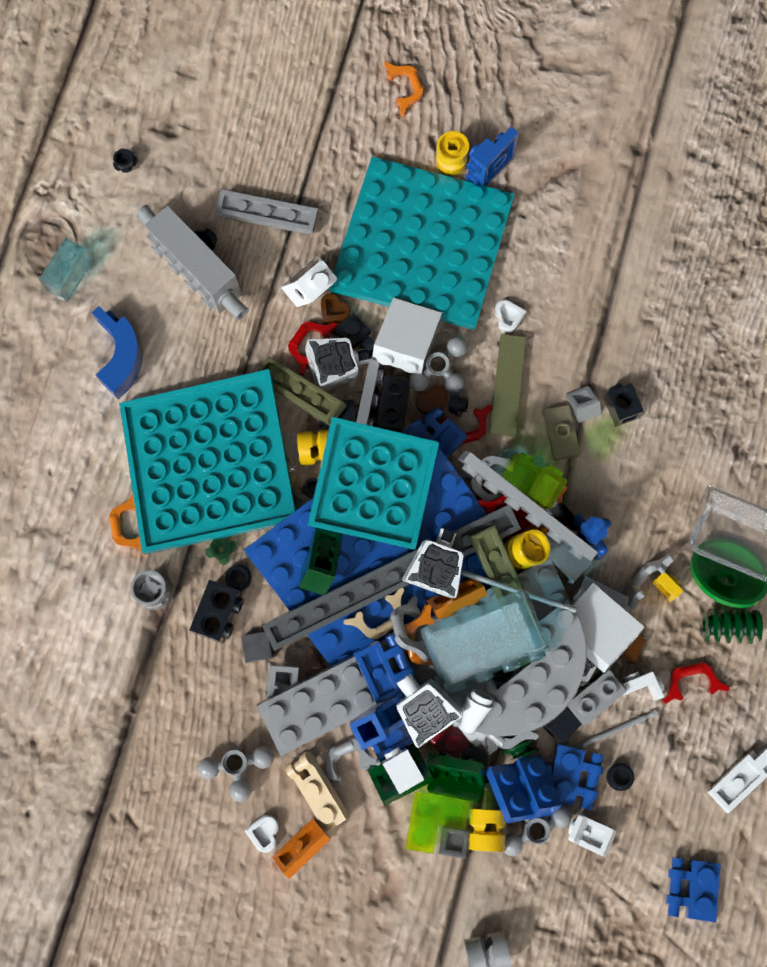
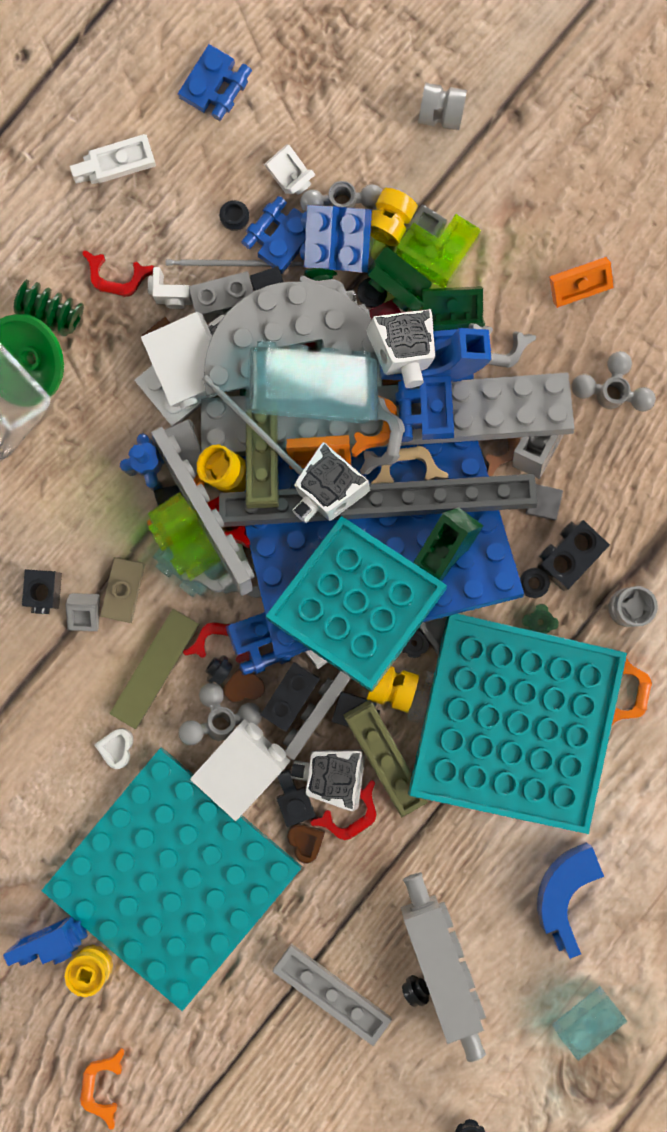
camera: 155 degrees left, 10 degrees up
(263, 833) = (612, 315): white tile -> none
(310, 281) = (319, 882): white torso -> none
(317, 791) = (542, 330): tan plate -> none
(402, 769) = (451, 305): white brick -> none
(476, 709) = (352, 325): white cone -> none
(632, 590) = (106, 405): light grey helmet -> none
(668, 586) = (91, 378): yellow plate -> none

